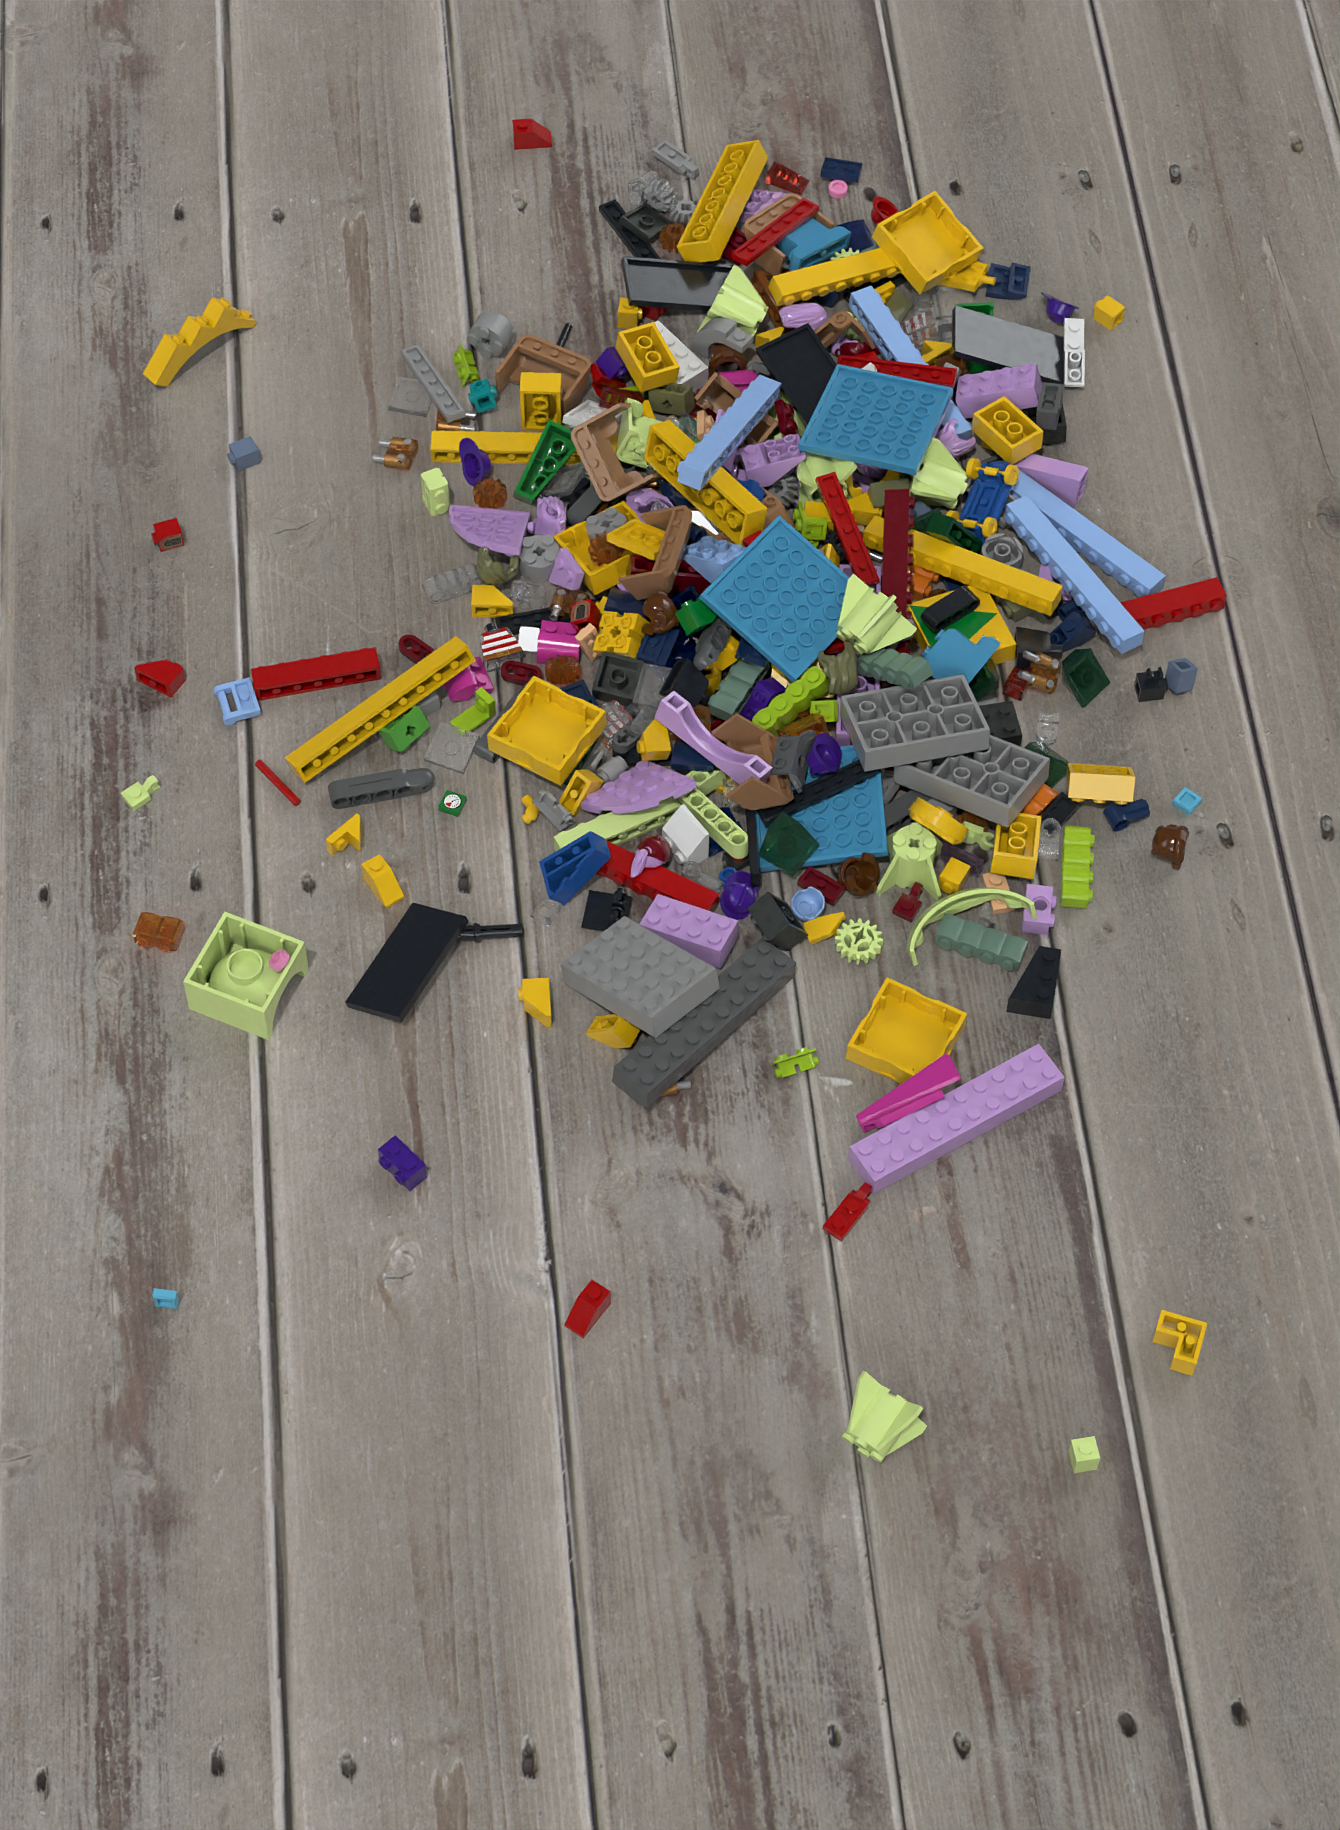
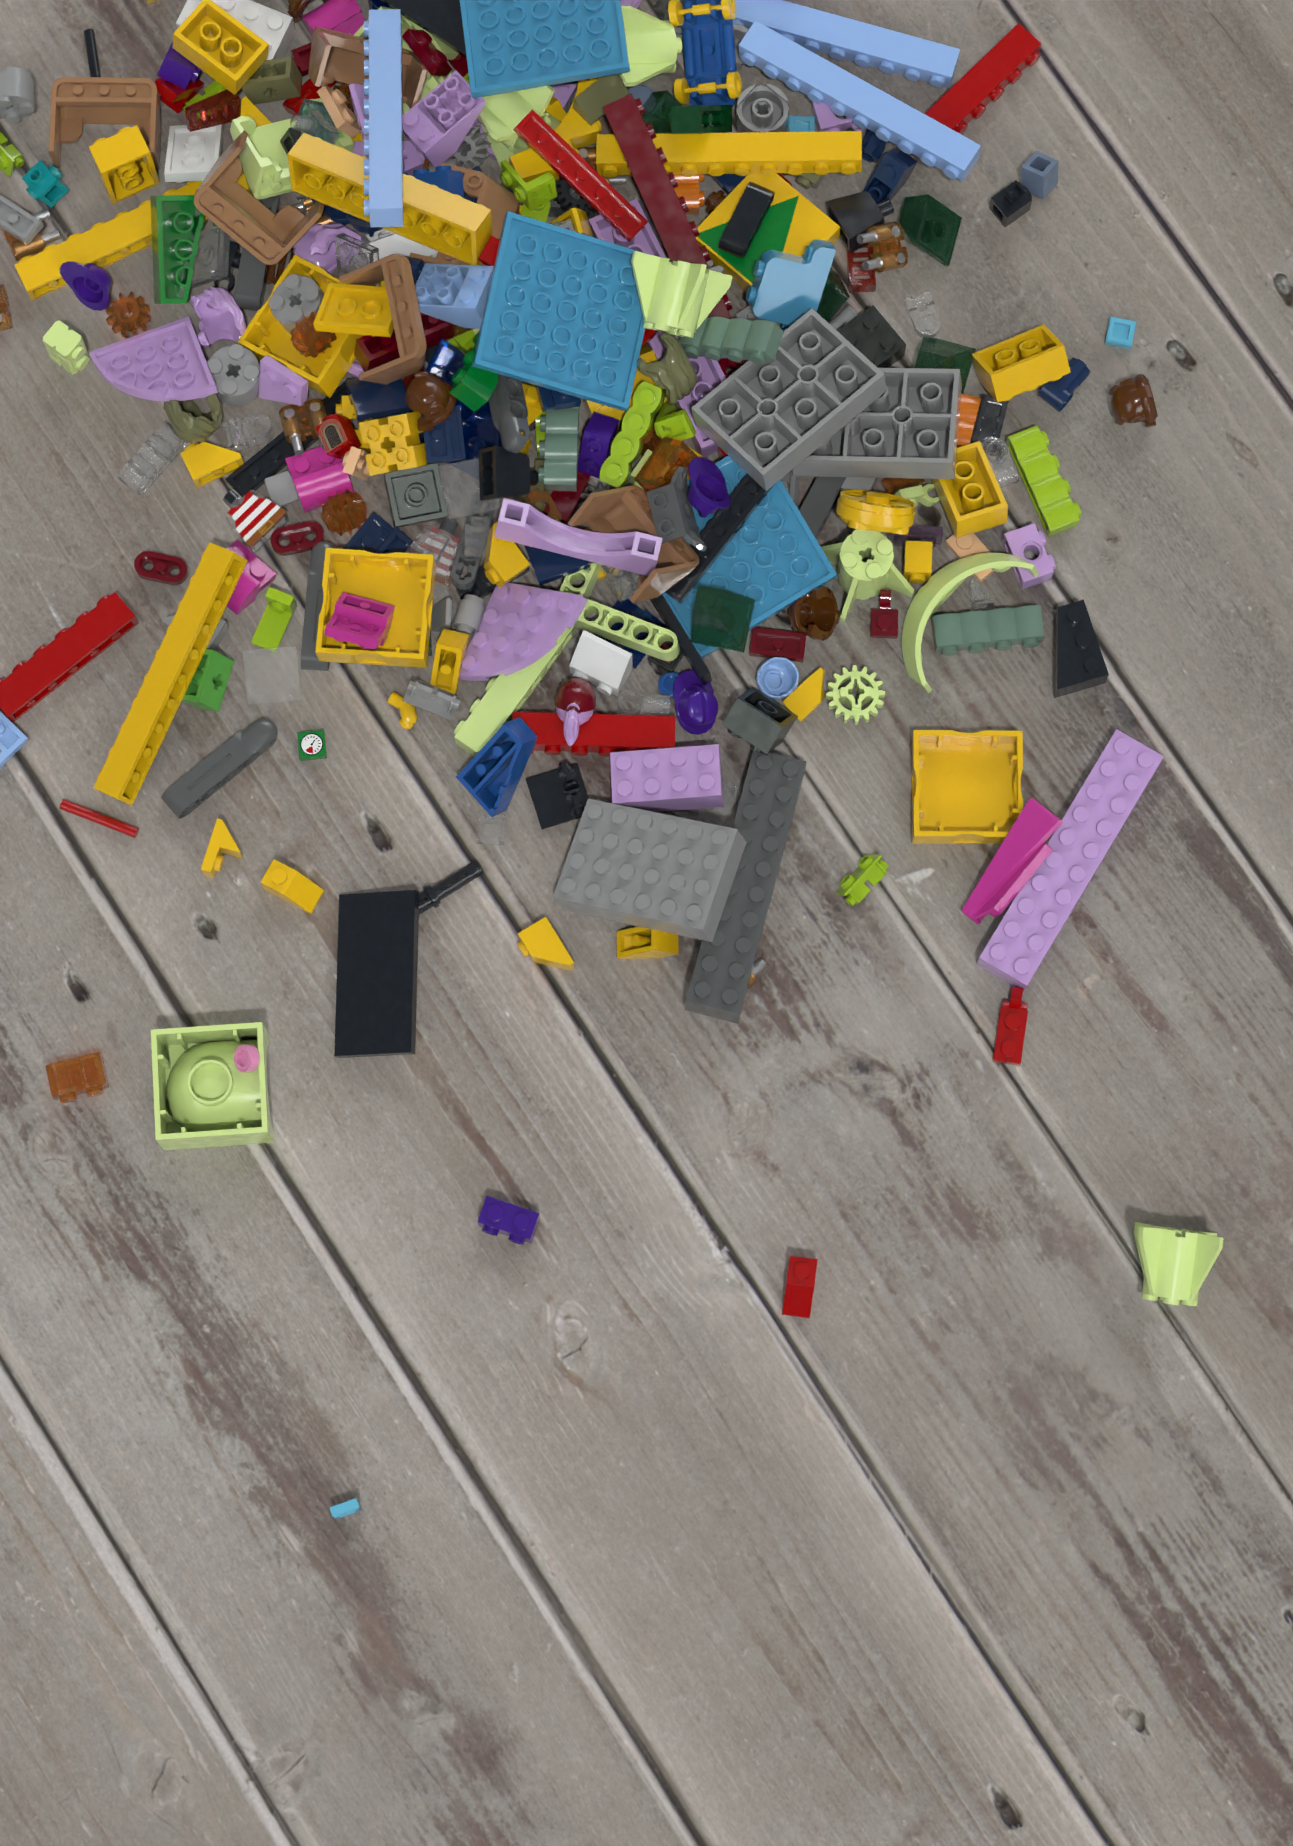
camera: 25 degrees left, 20 degrees up
(530, 732) = (360, 621): none -> dark pink brick

